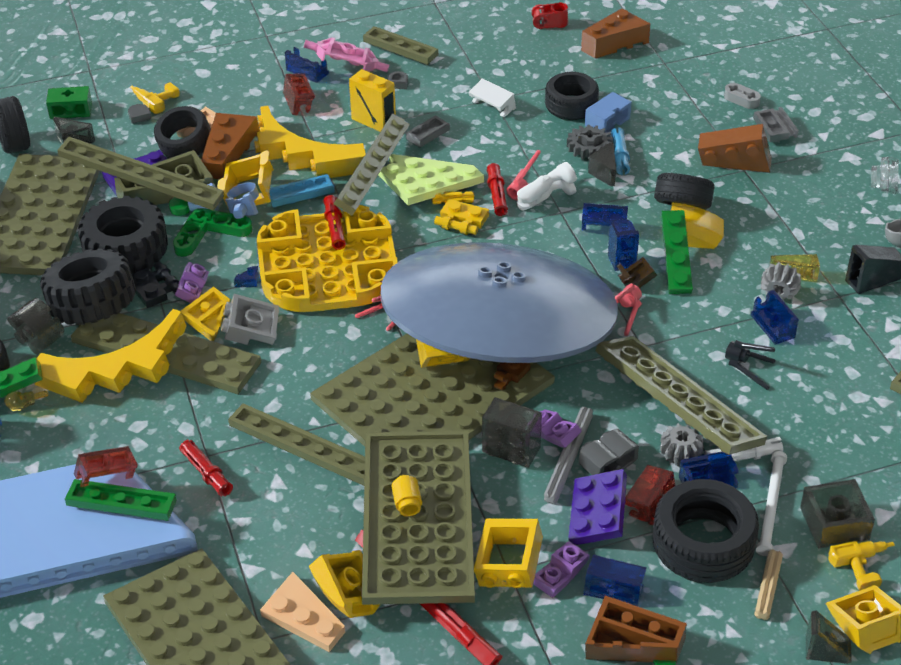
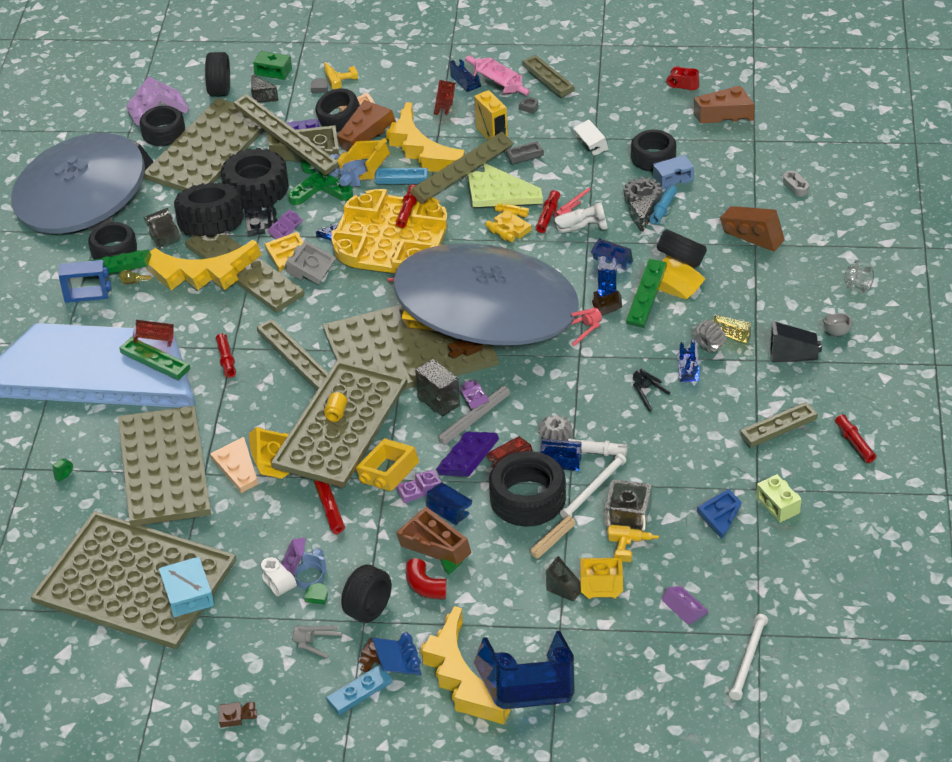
camera: 25 degrees right, 0 degrees up
(609, 453) = (501, 421): dark grey brick -> none
(681, 395) = (574, 395): olive plate -> none
(776, 124) = (803, 213): flat silver plate -> none

